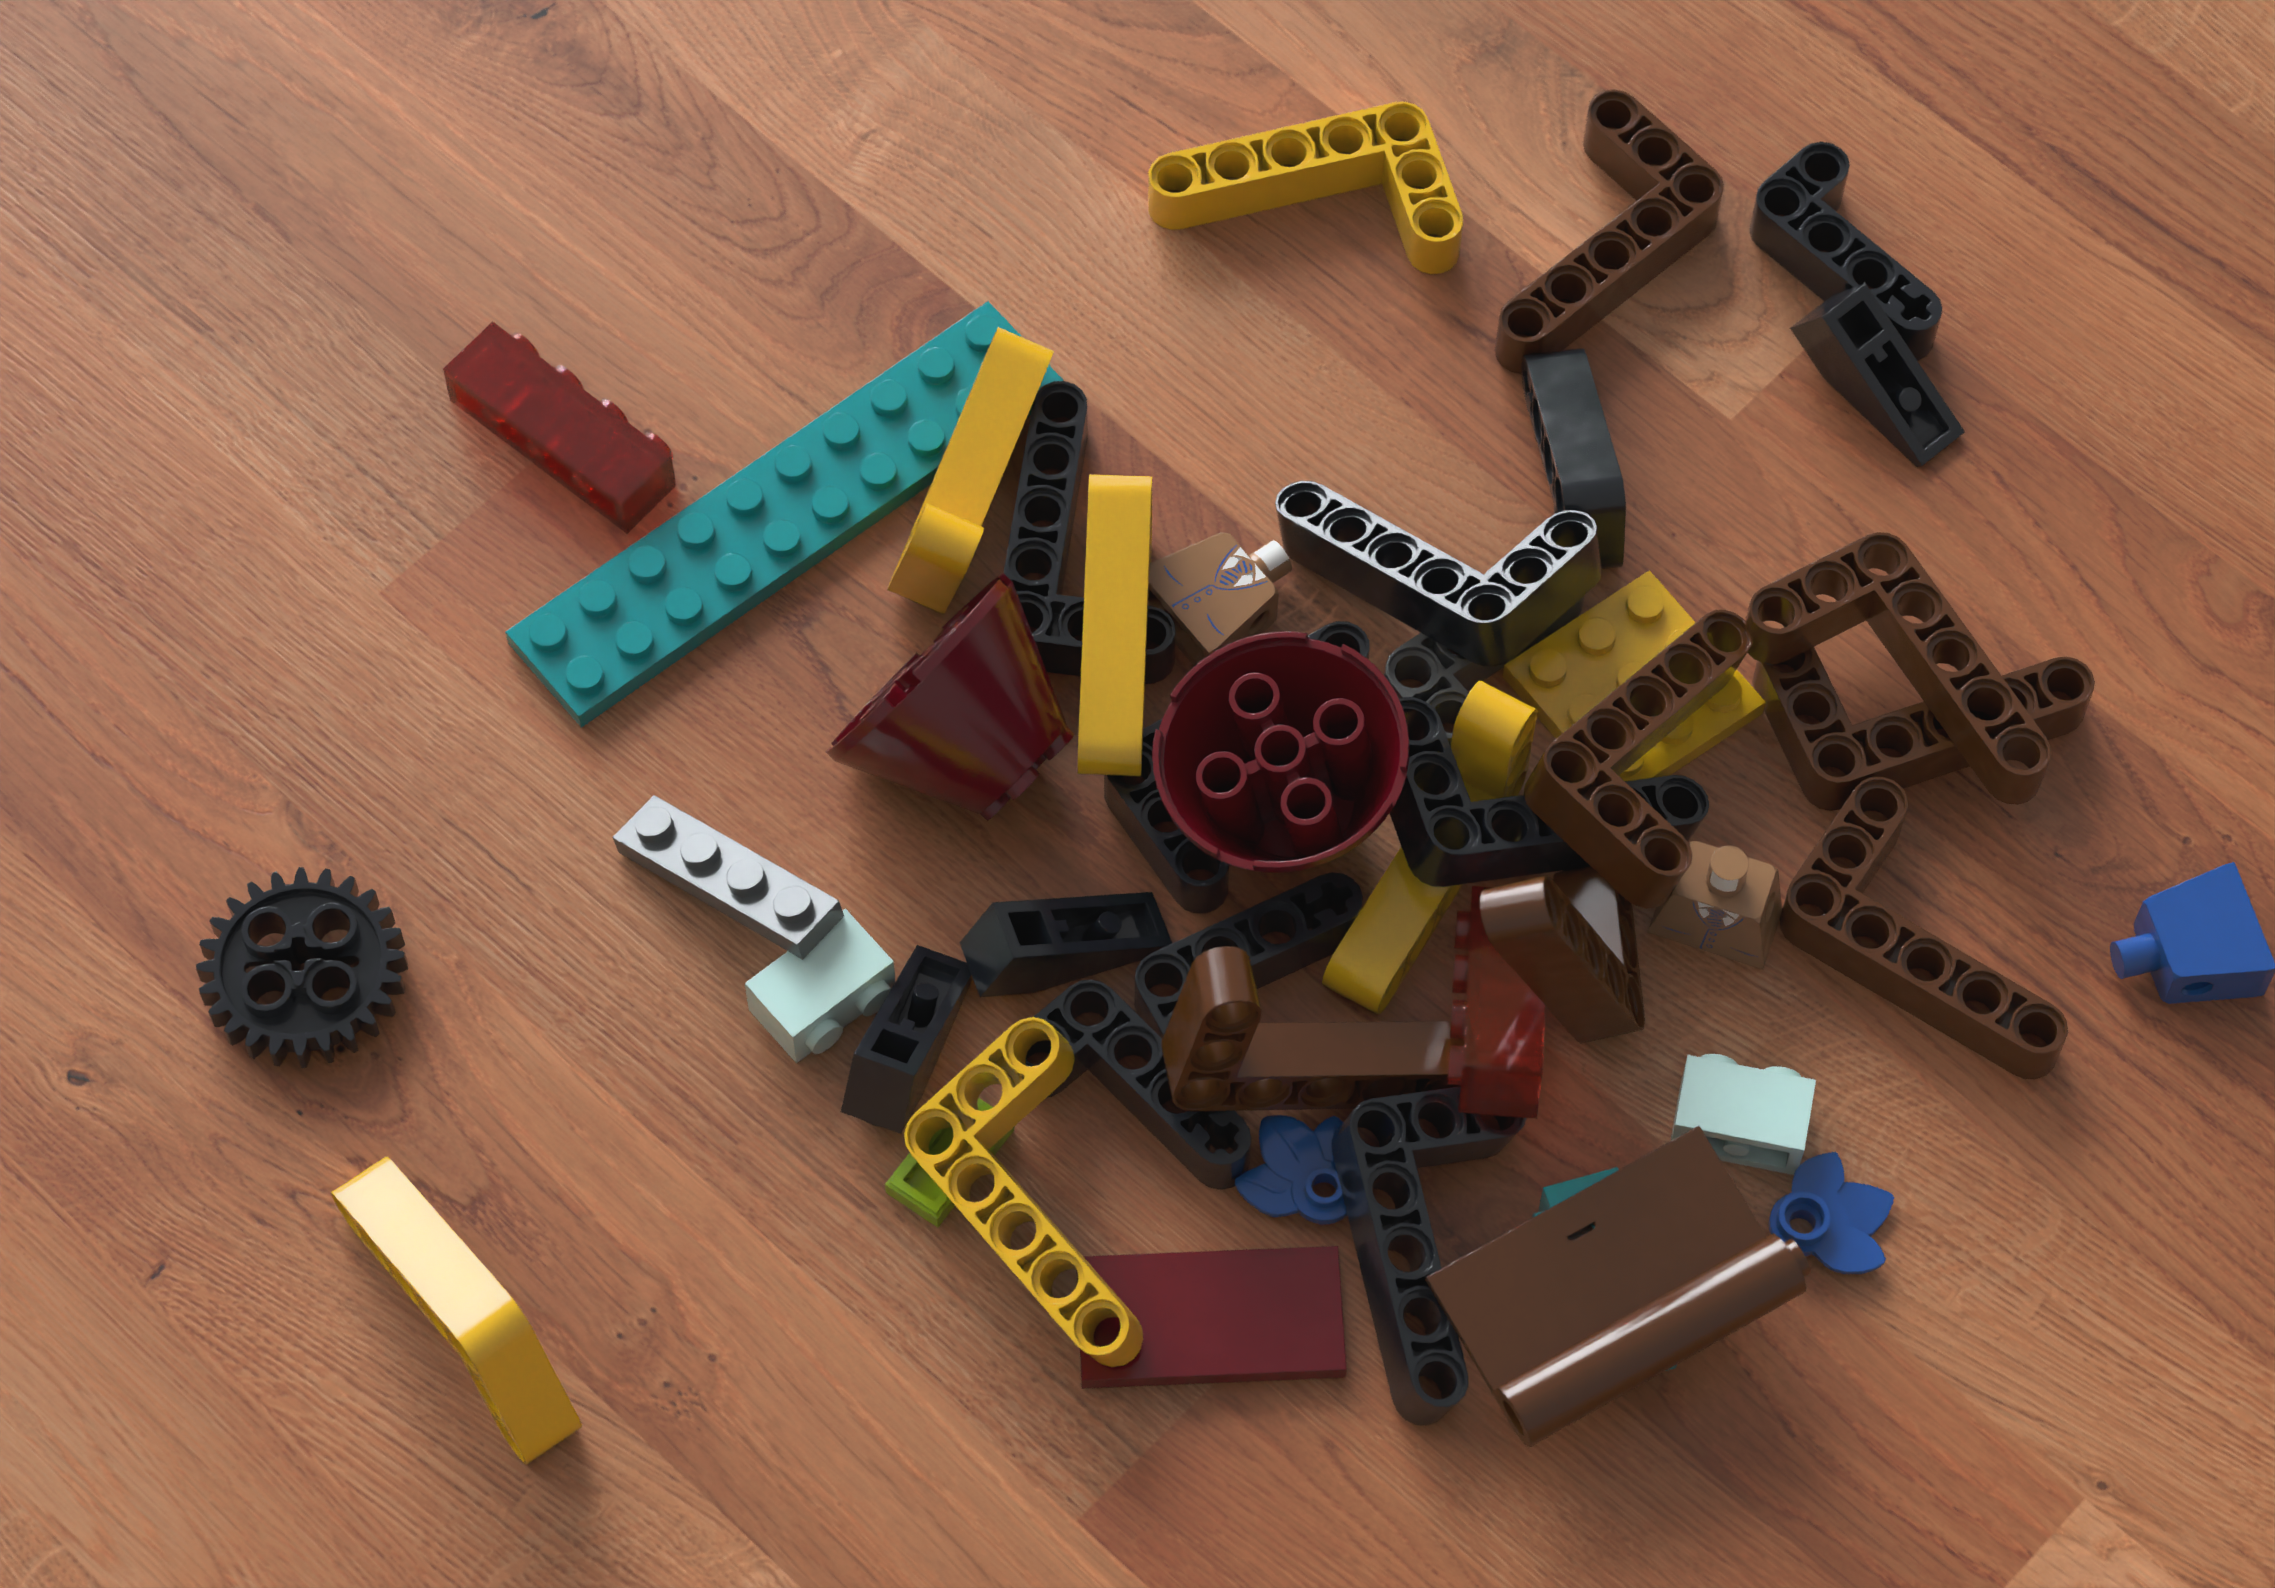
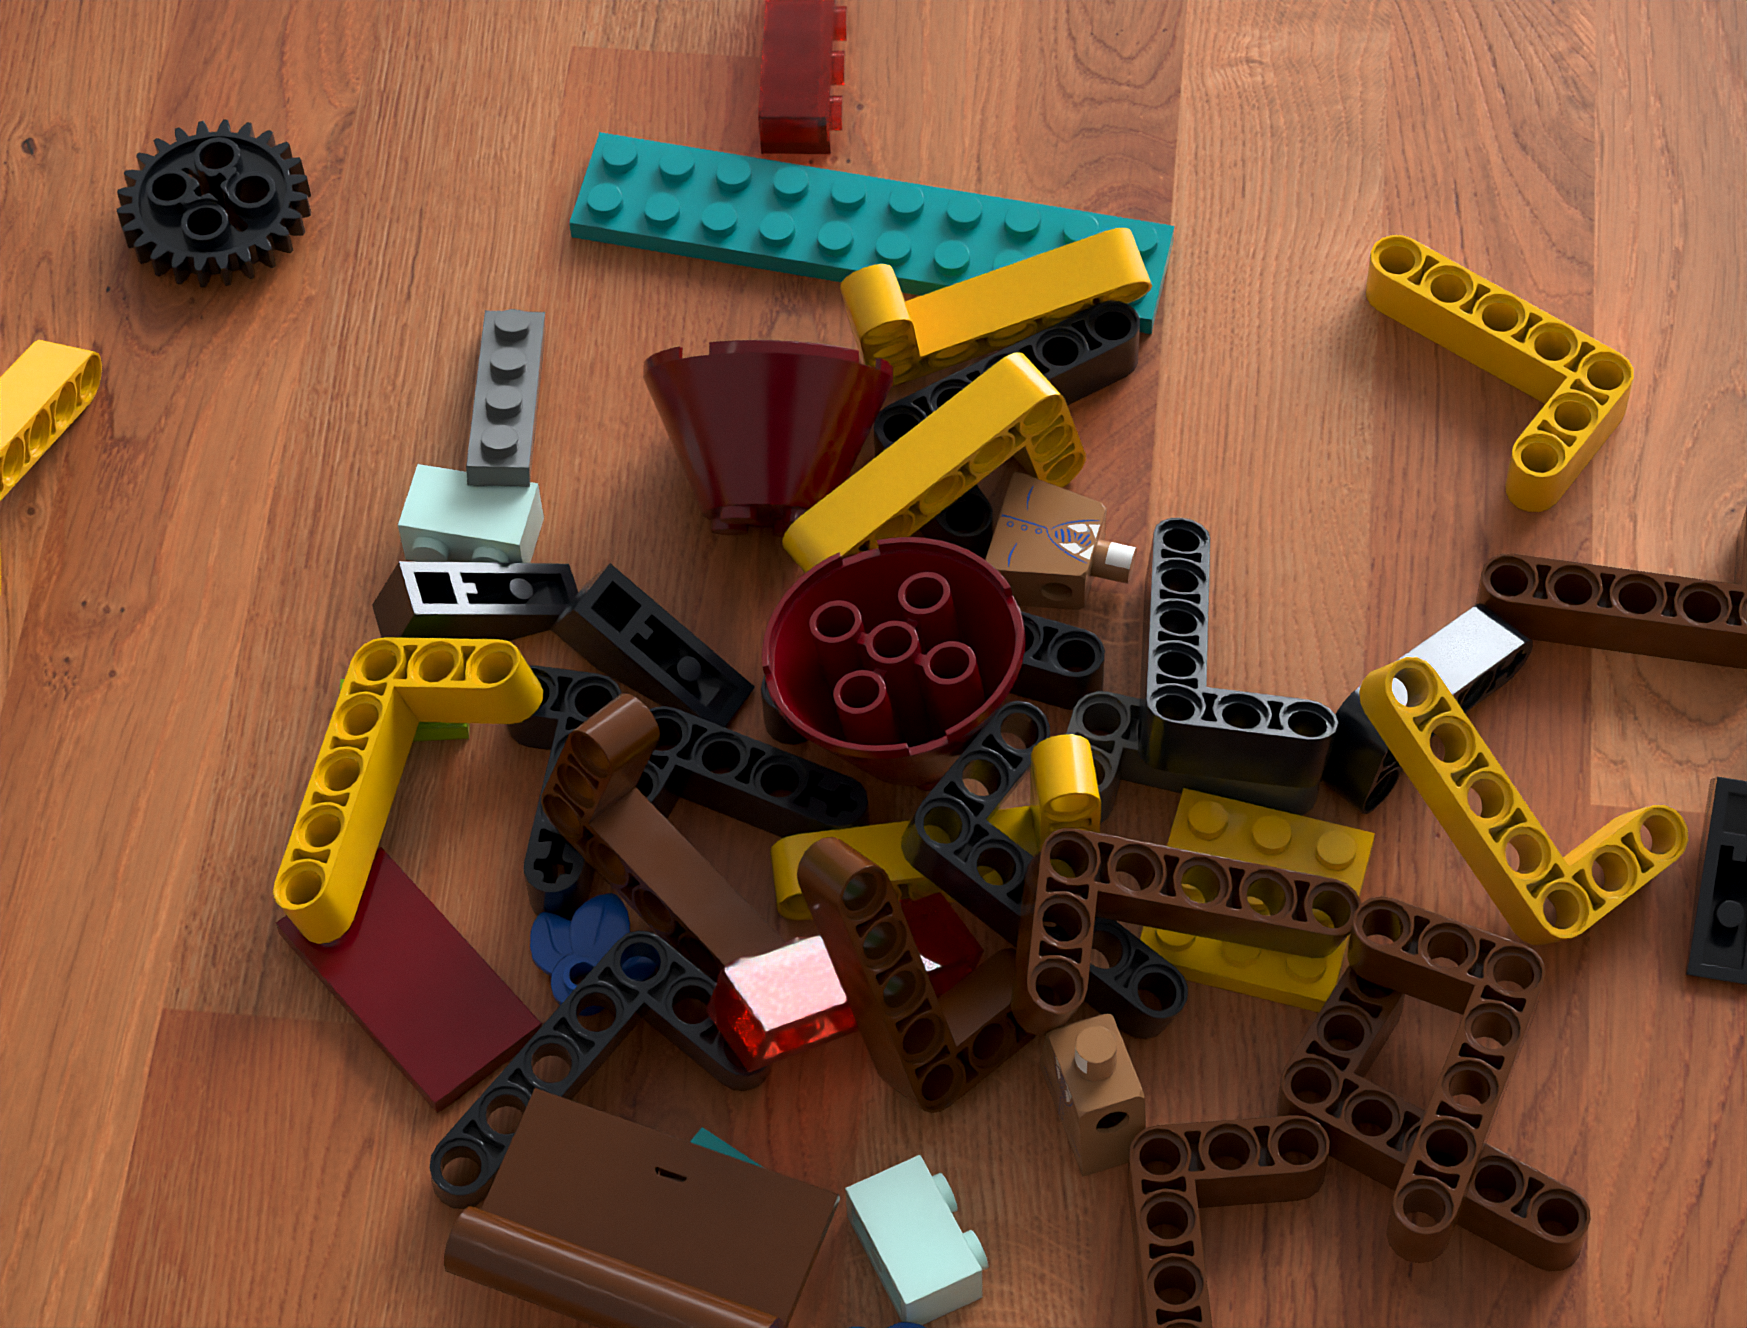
camera: 55 degrees right, 5 degrees down
(1783, 495) = (1507, 817): none -> yellow beam

